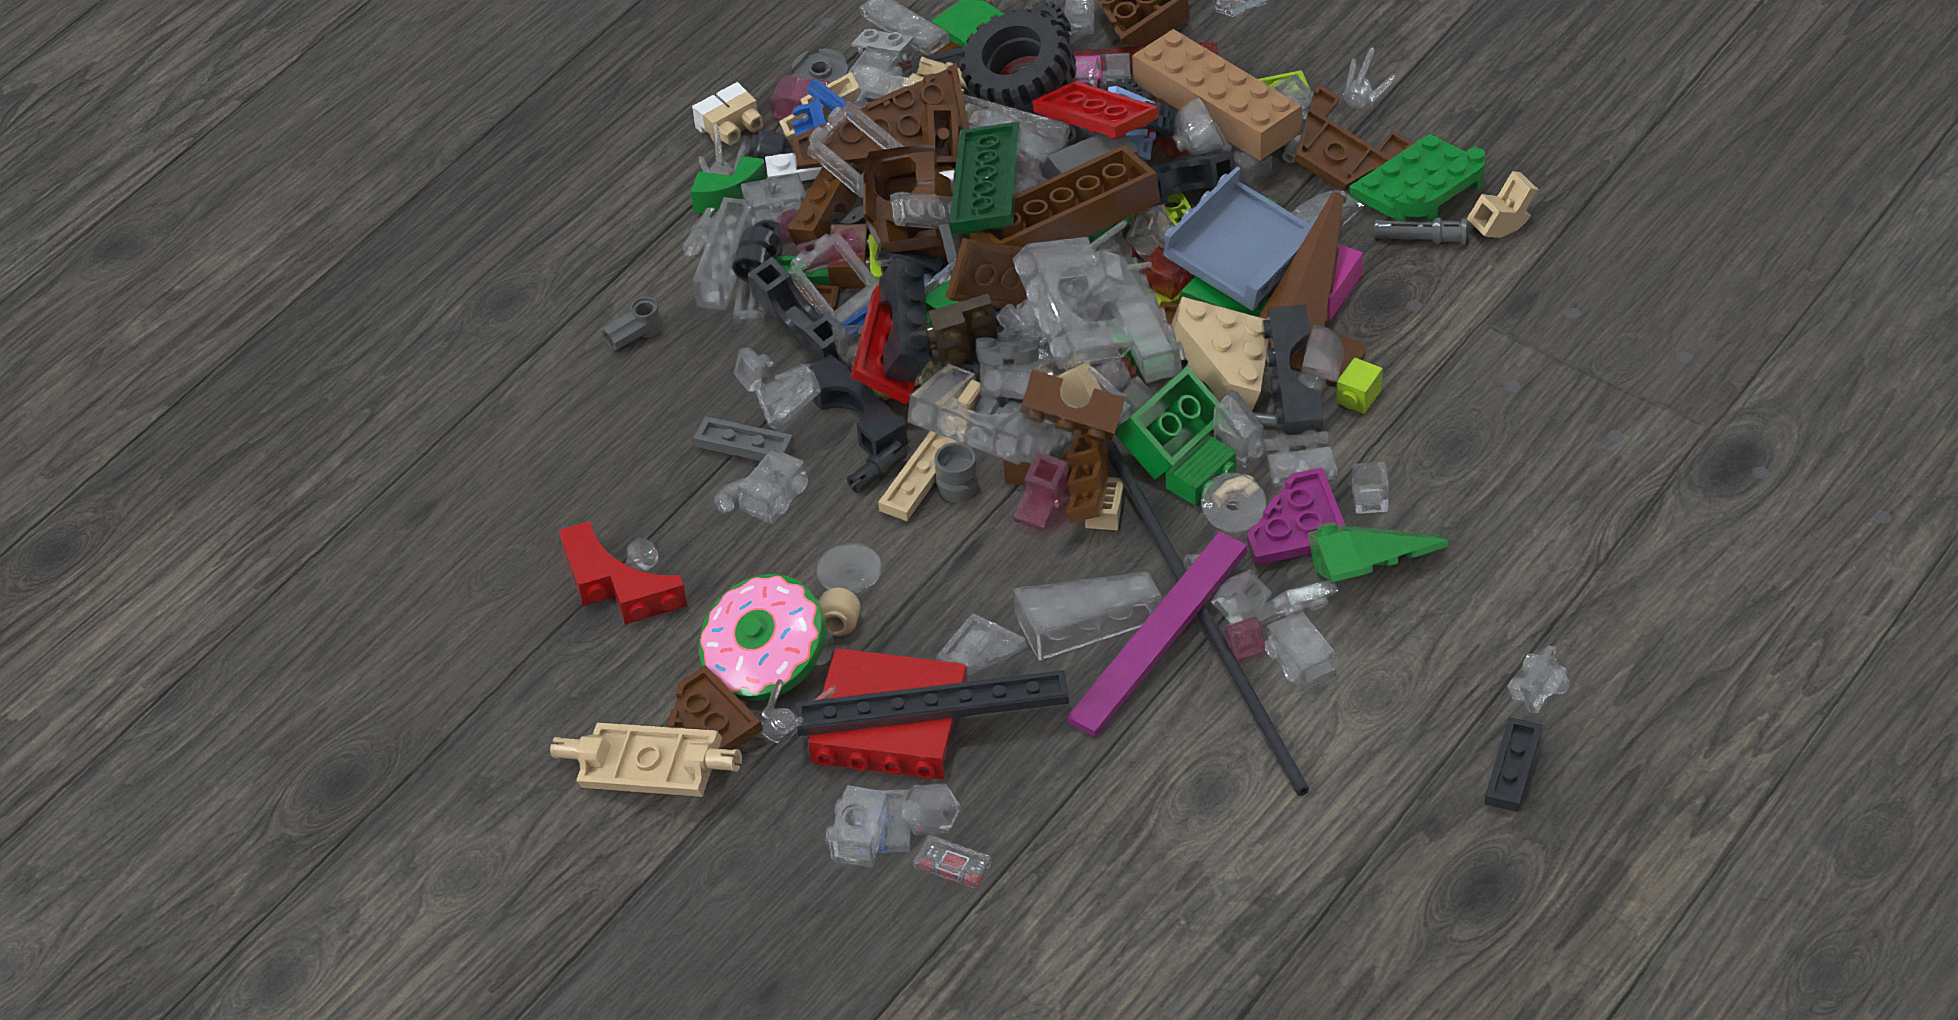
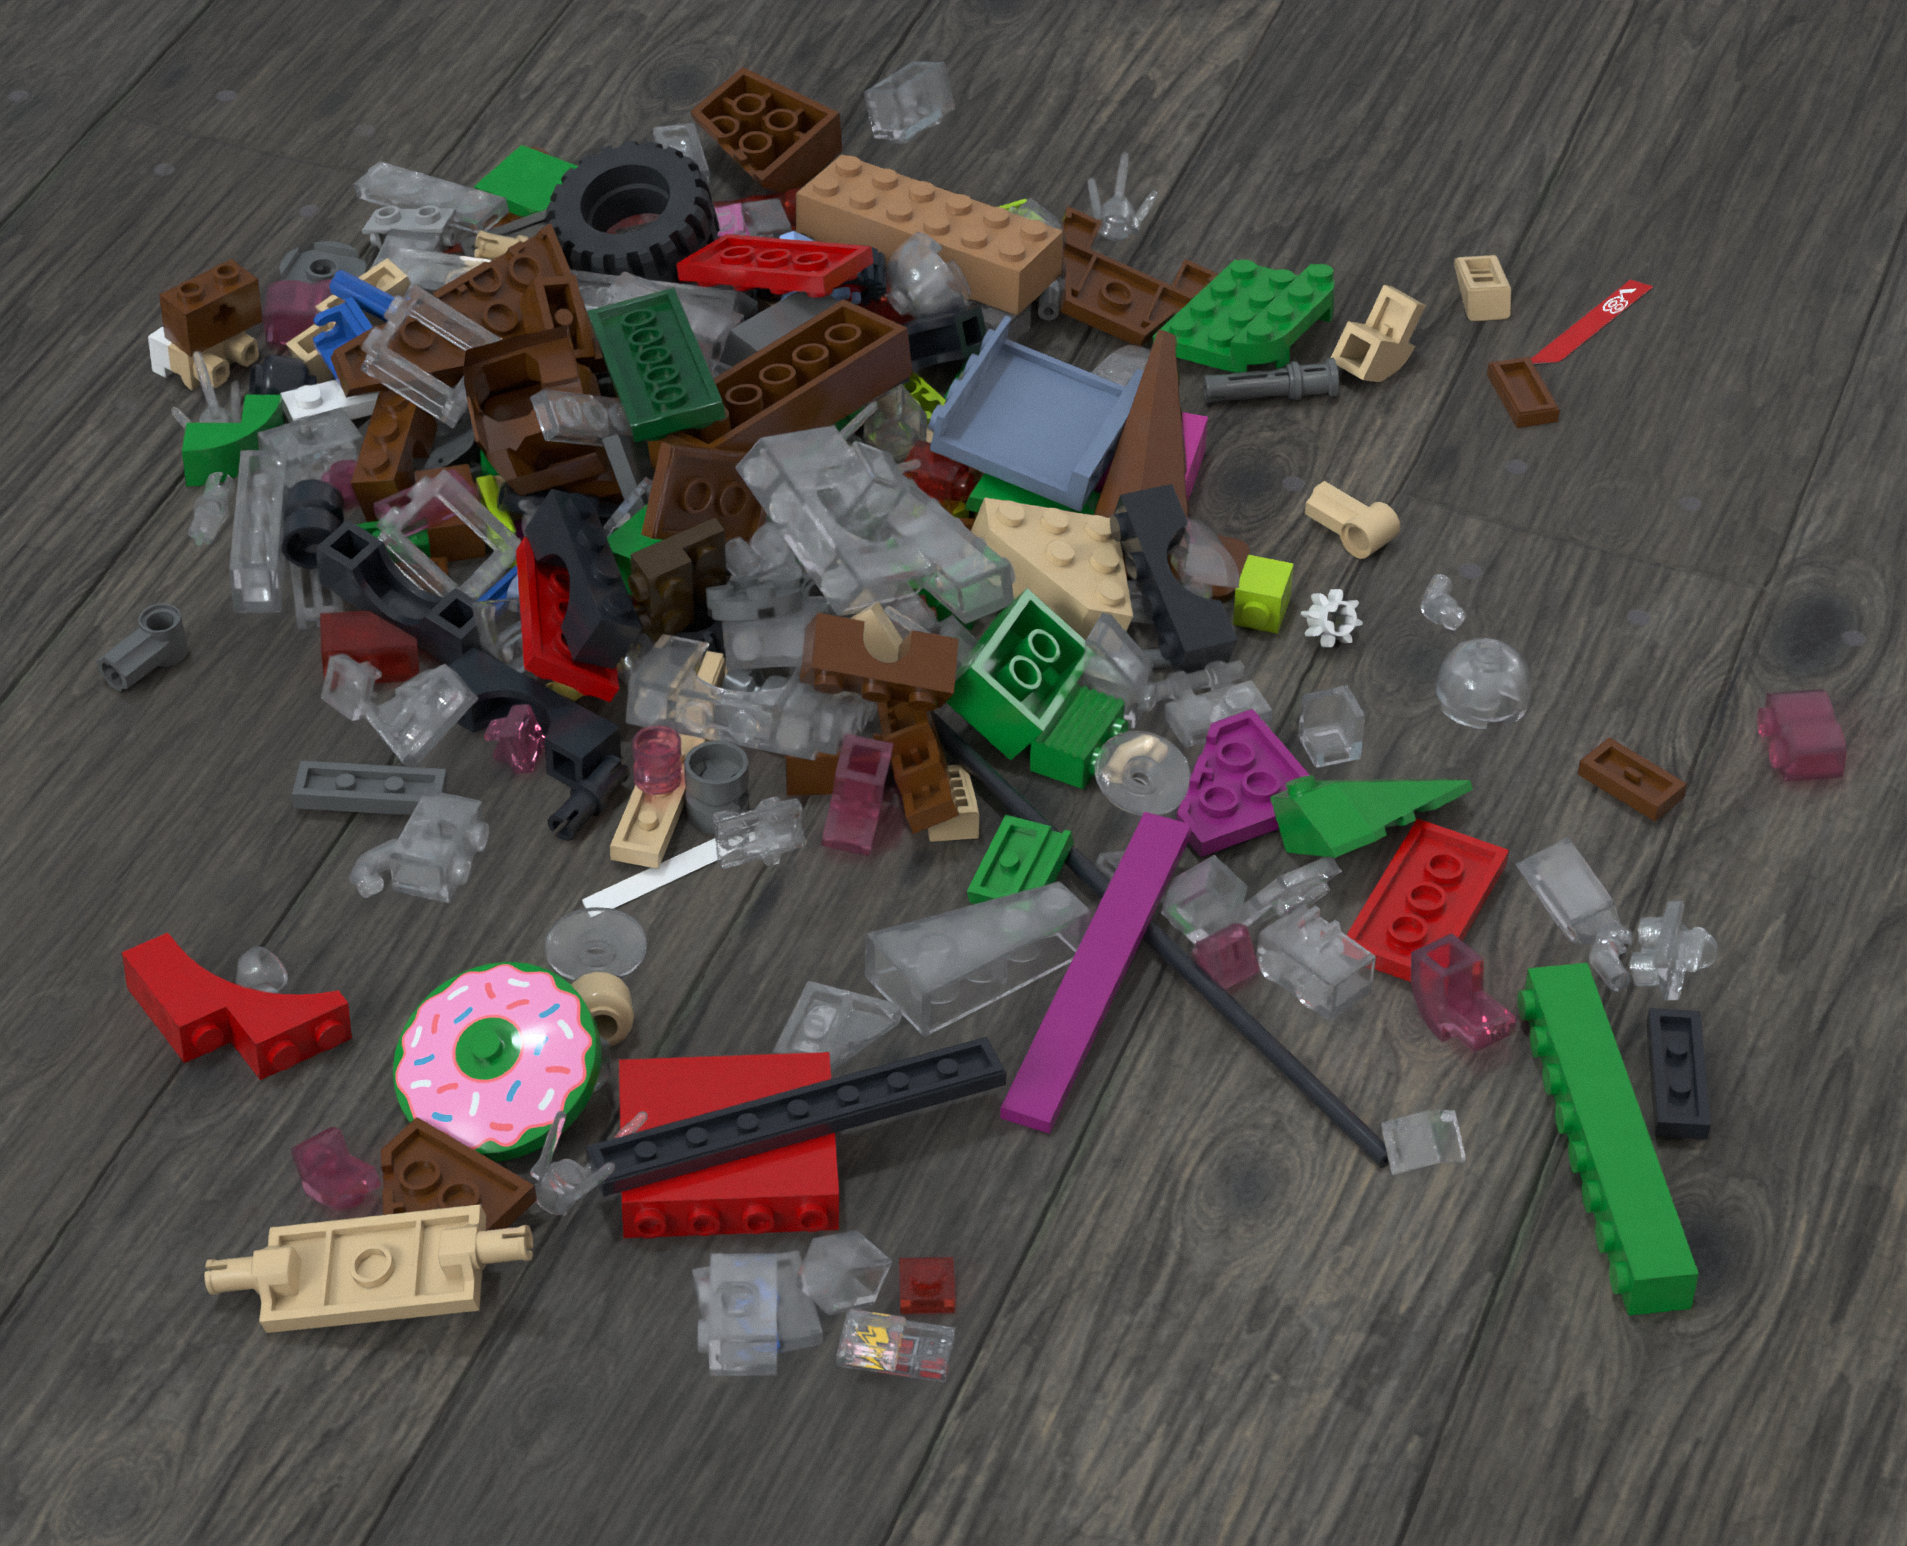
camera: 20 degrees left, 5 degrees down
(646, 691) = (331, 1172): none -> clear pink bracket
(732, 93) = (211, 307): none -> reddish brown brick
(770, 339) = (369, 640): none -> clear red slope
(843, 420) = (519, 739): none -> clear pink tile
(918, 522) = (653, 877): none -> white sticker
(920, 449) = (657, 760): none -> clear pink wheel
(935, 855) = (872, 1340): none -> clear tile
(974, 507) = (758, 833): none -> clear hips
(984, 825) = (926, 1285): none -> clear red plate
(1133, 551) = (1019, 859): none -> green plate
(1328, 783) = (1423, 1141): none -> clear panel
(1381, 688) = (1451, 997): none -> clear pink brick
(1390, 620) = (1426, 894): none -> red plate
(1395, 401) = (1345, 618): none -> white gear
(1442, 343) = (1359, 526): none -> tan piece
(1448, 801) = (1608, 1140): none -> green brick
(1477, 408) = (1440, 606): none -> clear arm
(1486, 471) = (1484, 683): none -> clear cylinder
(1487, 630) = (1569, 891): none -> clear brick
(1503, 666) = (1605, 953): none -> clear arm
(1561, 554) = (1632, 779): none -> reddish brown plate
(1596, 175) = (1483, 288): none -> tan slope
(1596, 258) = (1523, 392): none -> reddish brown tile
(1665, 211) = (1591, 322): none -> red sticker
(1690, 540) = (1803, 735): none -> clear pink brick

